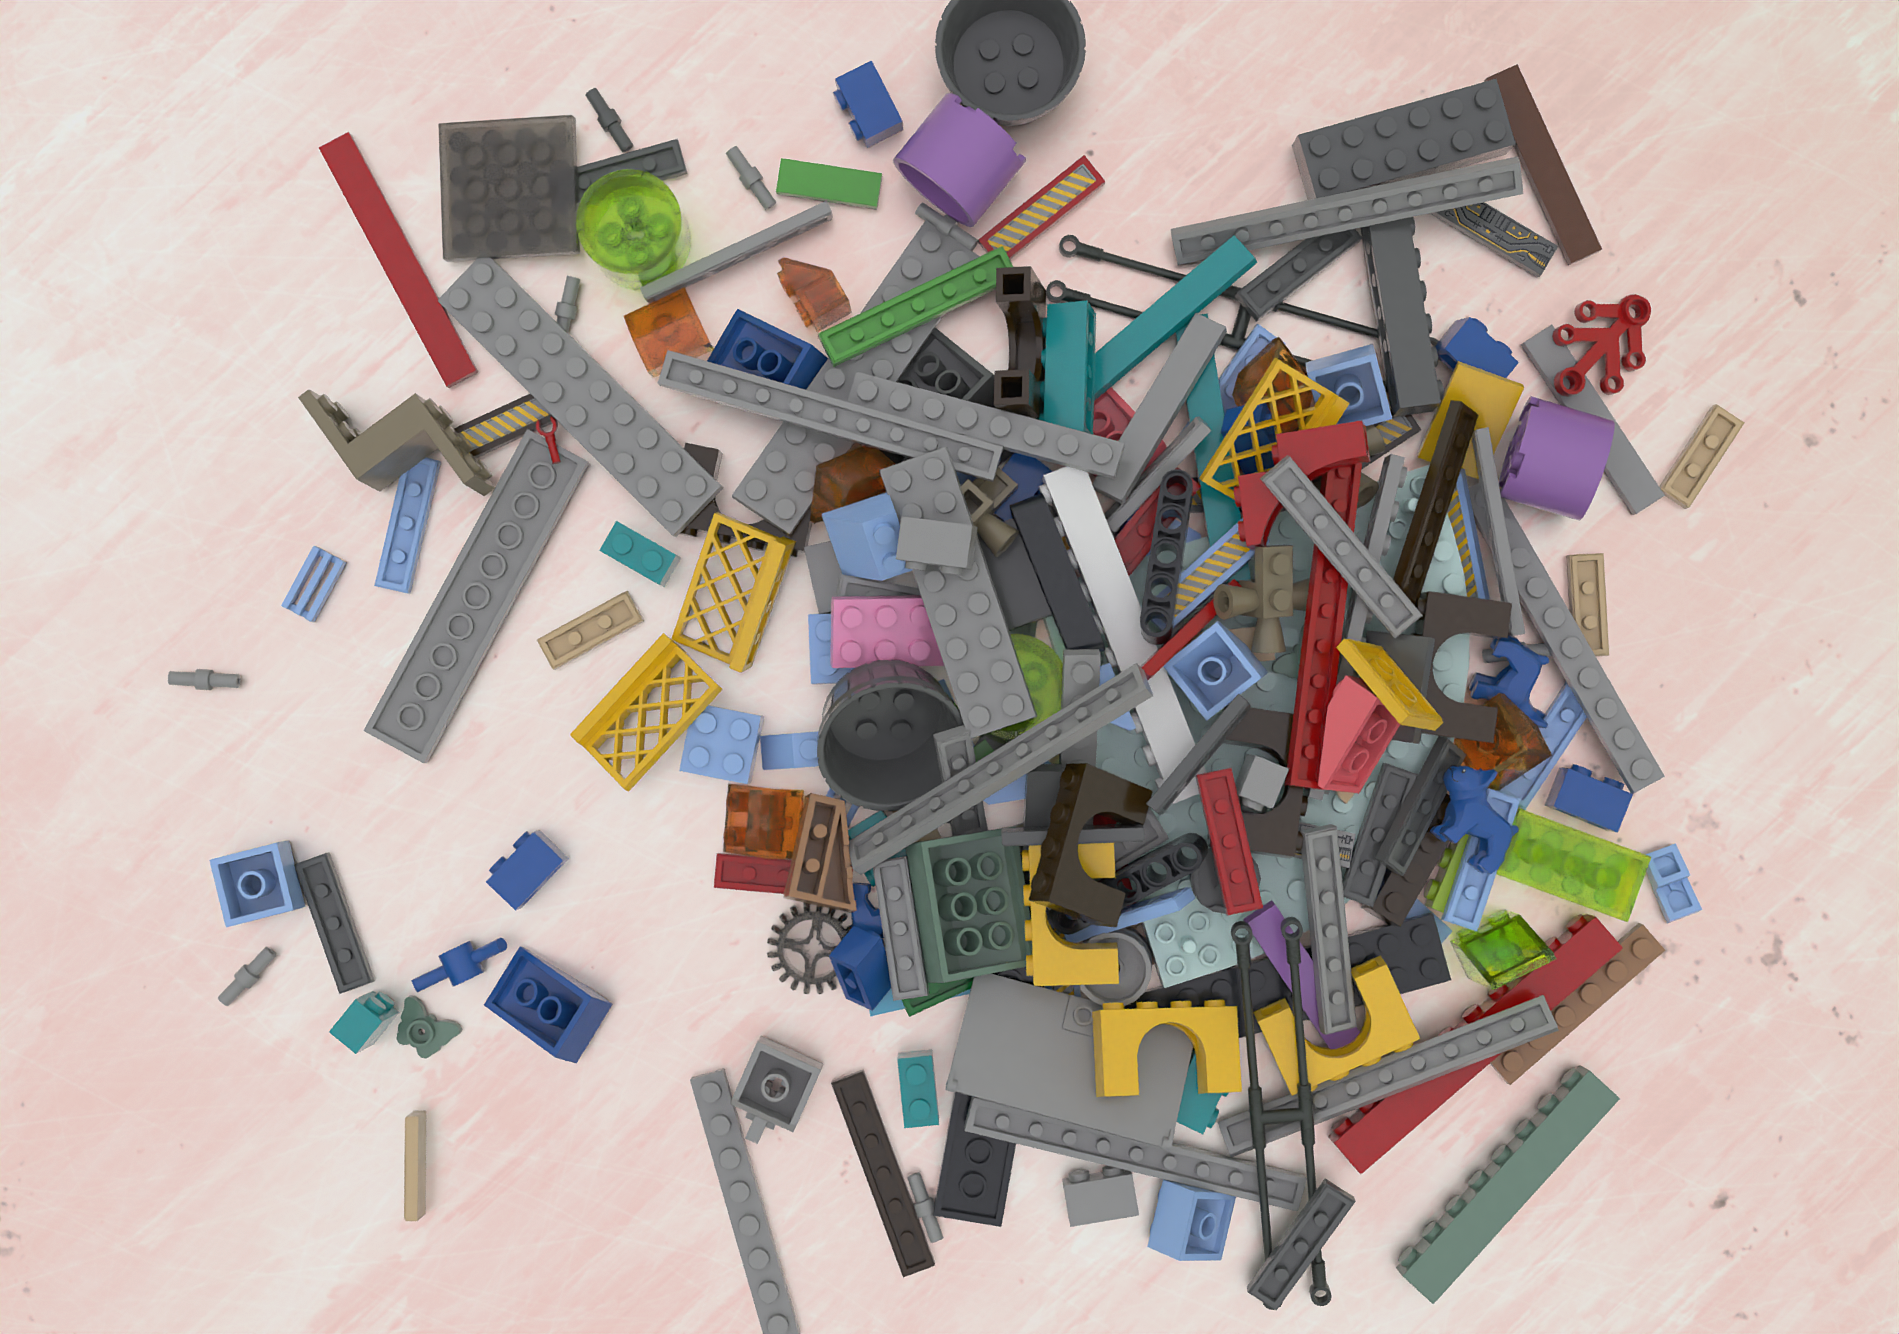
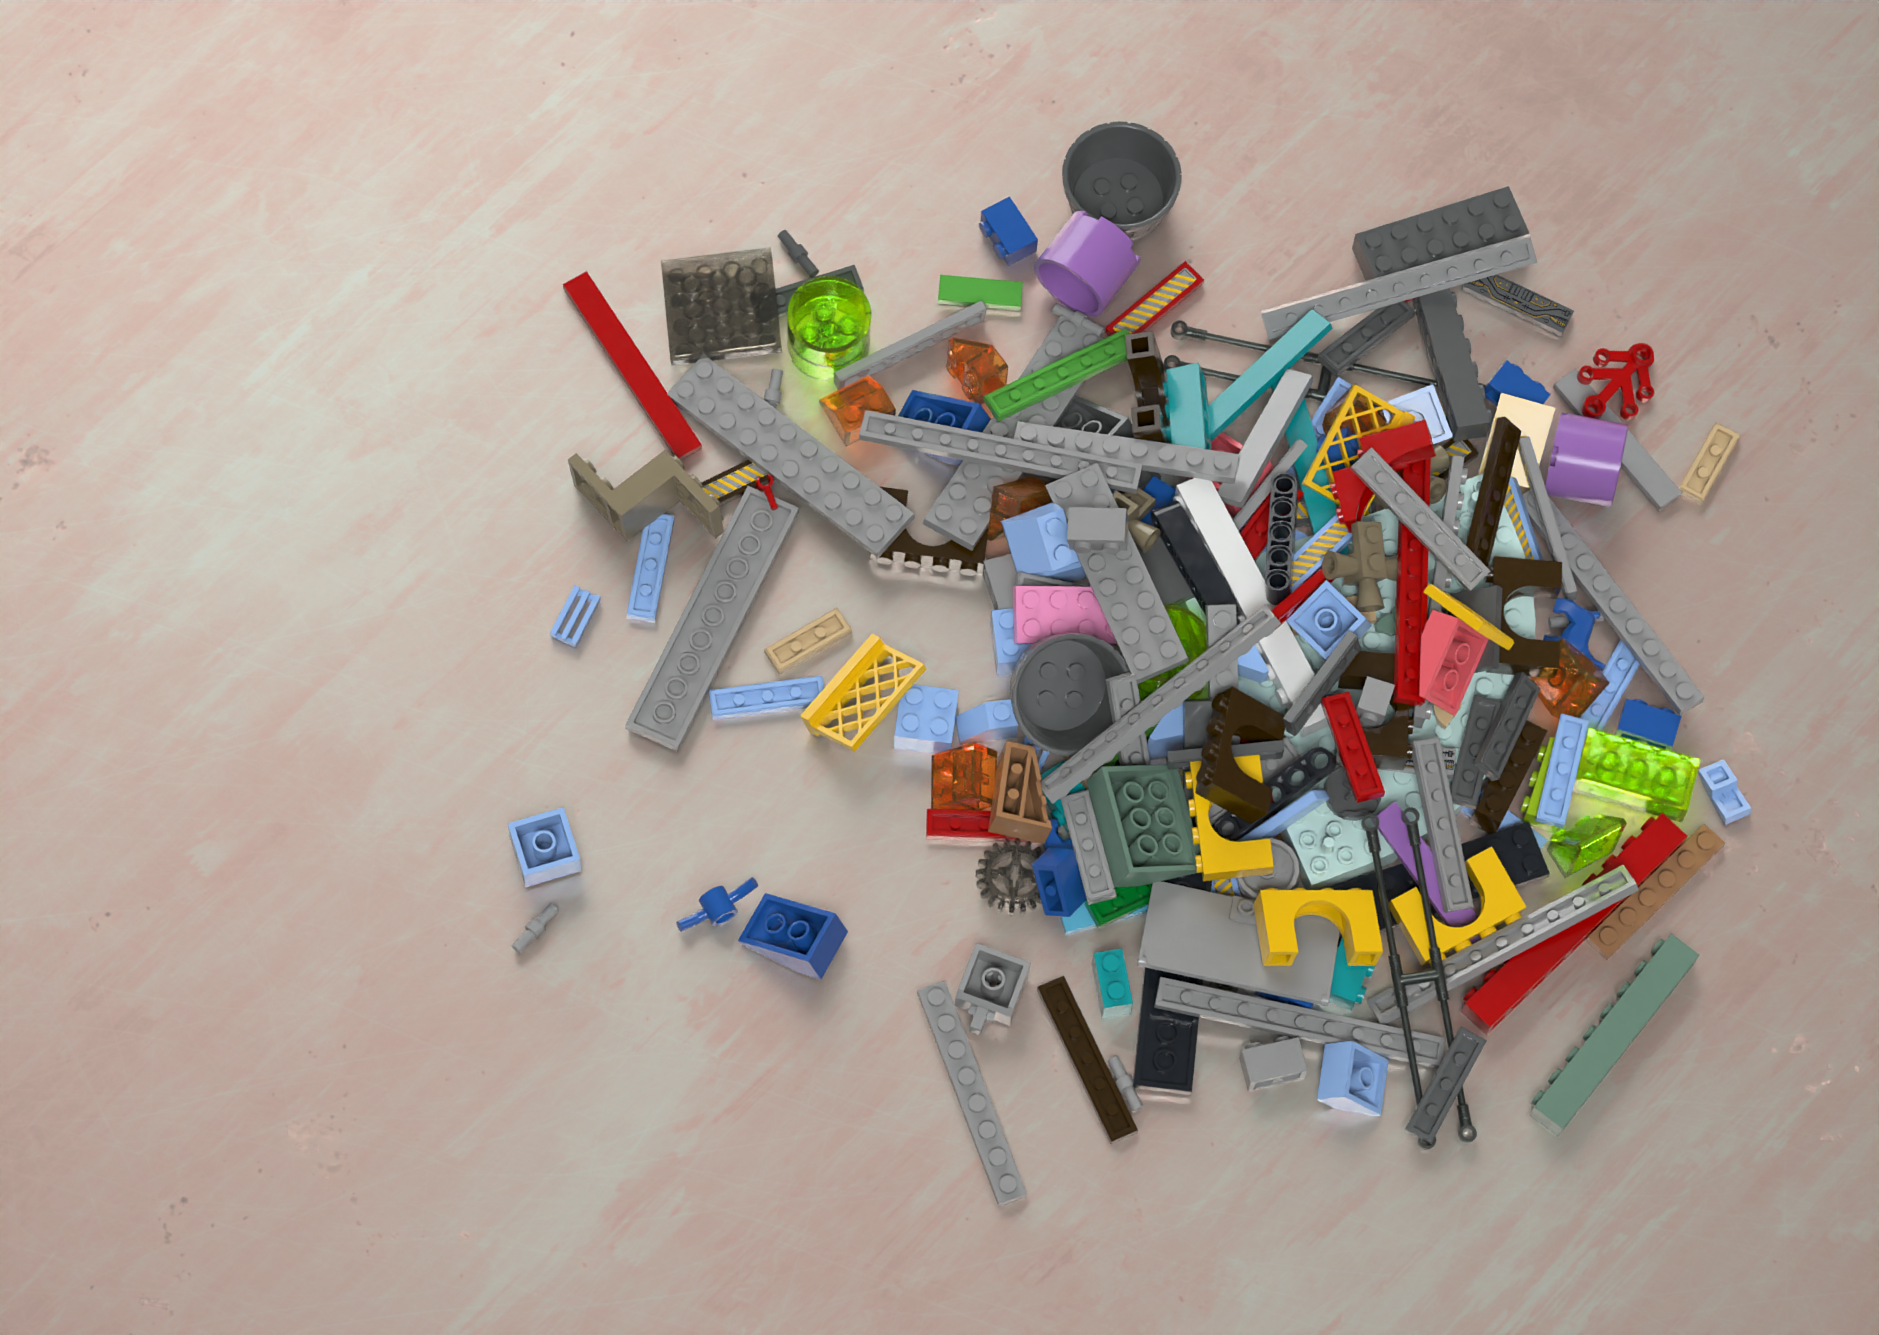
camera: 10 degrees left, 20 degrees down
(204, 679) = (487, 694): light grey bar -> none
(334, 922) = (606, 883): dark grey tile -> none
(364, 1021) = (642, 949): teal brick -> none
(415, 1166) = (688, 1070): tan tile -> none
(436, 1032) = (699, 966): sand green animal -> none
(526, 869) = (768, 827): blue brick -> none
(535, 699) = (764, 697): none -> light blue tile
(640, 554) = (847, 576): teal brick -> none
(750, 177) = (916, 291): light grey bar -> none
(760, 601) = (951, 599): yellow fence -> none
(1472, 815) = (1550, 729): blue animal -> none
(1546, 169) = (1558, 256): reddish brown tile -> none
(1588, 599) = (1630, 575): tan tile -> none

